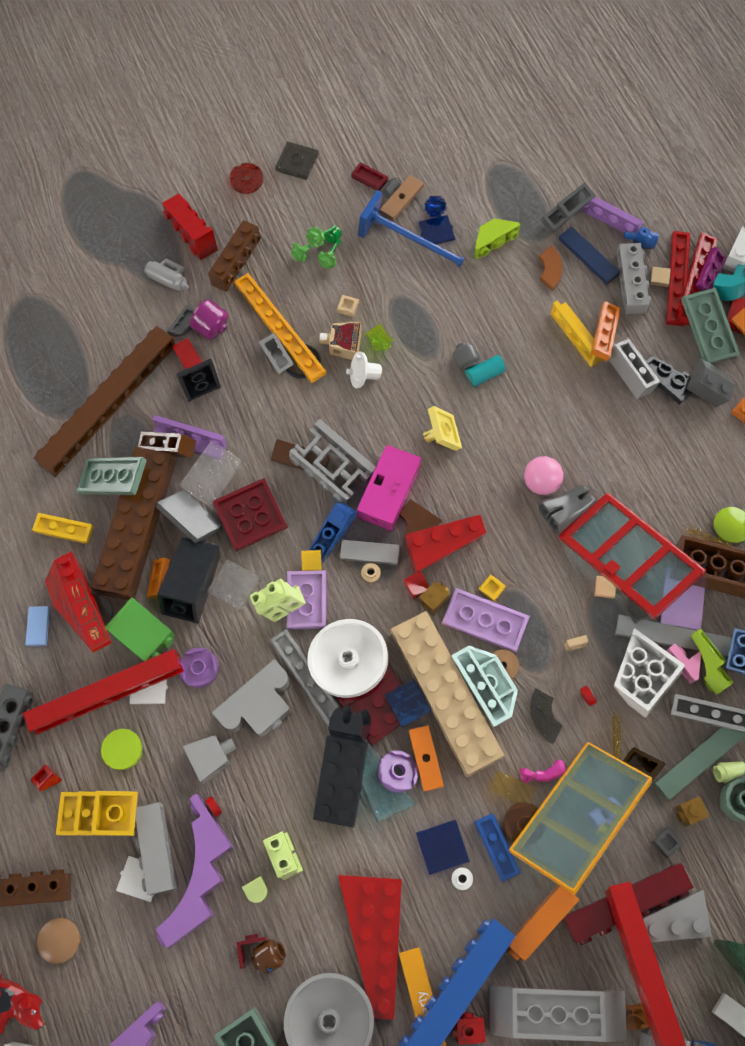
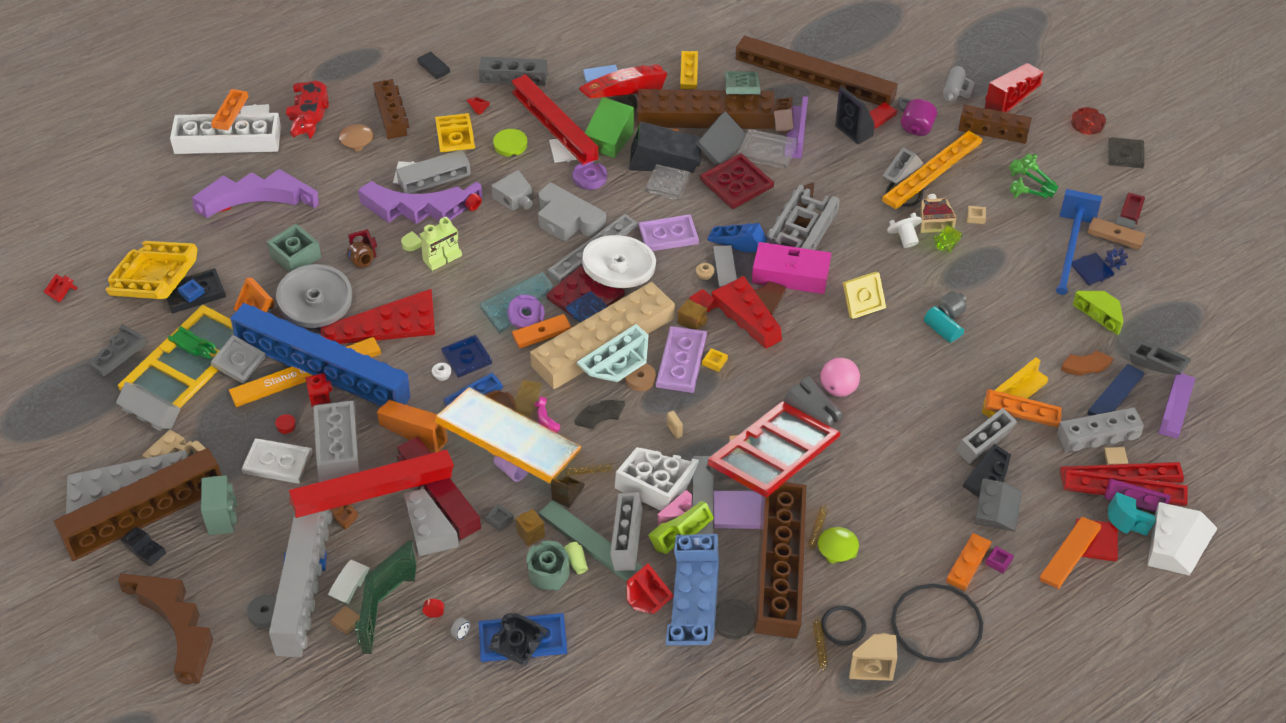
camera: 75 degrees right, 20 degrees down
(277, 598) = (656, 200): yellowish green hips -> none
(311, 560) = (704, 227): yellow tile -> none
(343, 767) = (525, 270): black hinge -> none
(588, 696) = (625, 439): red tile -> none
(644, 236) = (1155, 432): blue piece -> none
(710, 326) = (1066, 500): sand green tile -> none

